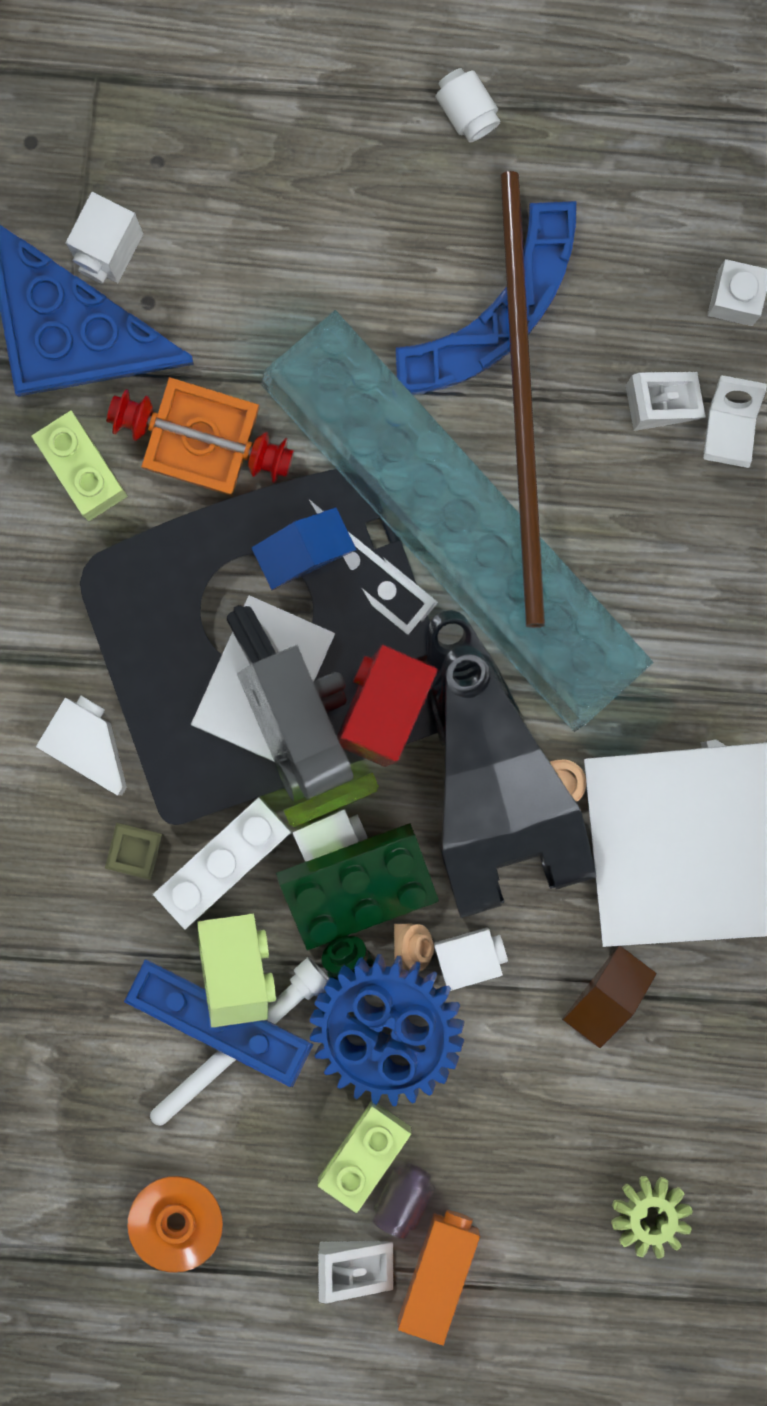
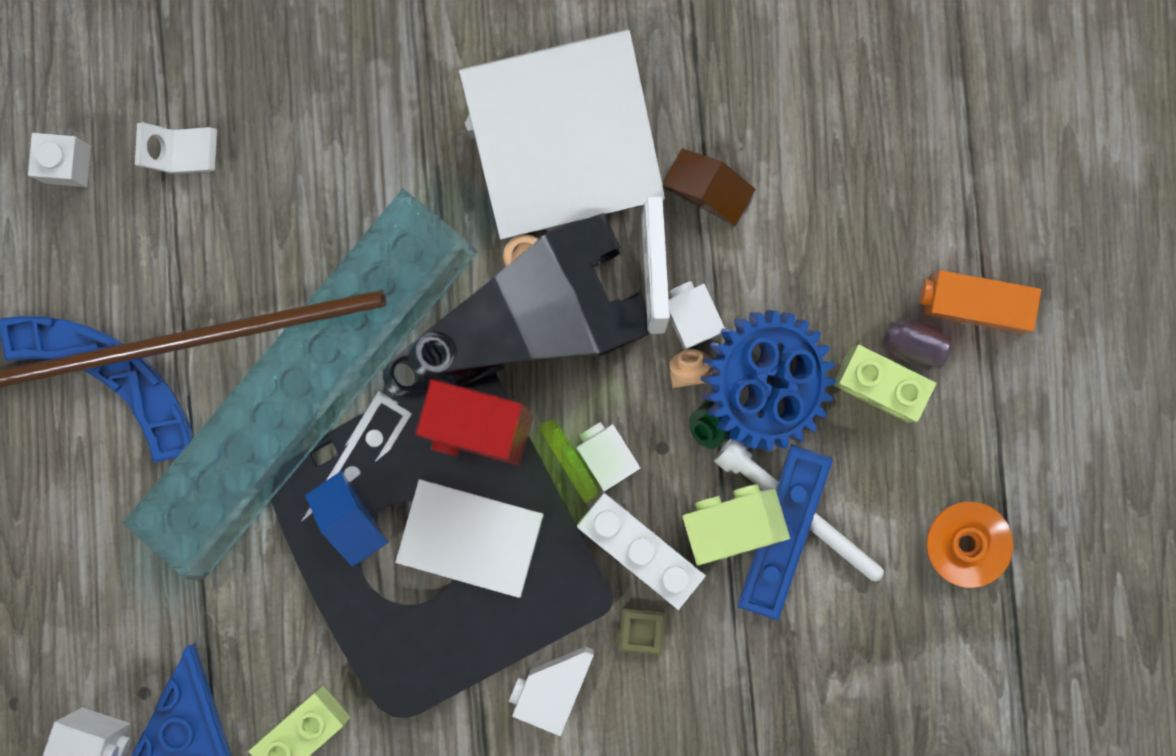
camera: 90 degrees left, 0 degrees up
(200, 436) = (258, 628): orange plate -> none
(292, 710) = (492, 508): dark grey piece -> none
(354, 1269) = (985, 378): white slope -> none
(357, 886) = (644, 425): dark green plate -> none
(530, 924) = (655, 265): none -> white tile
(664, 398) = (166, 215): white slope -> none
(665, 1224) = (902, 107): yellowish green gear -> none

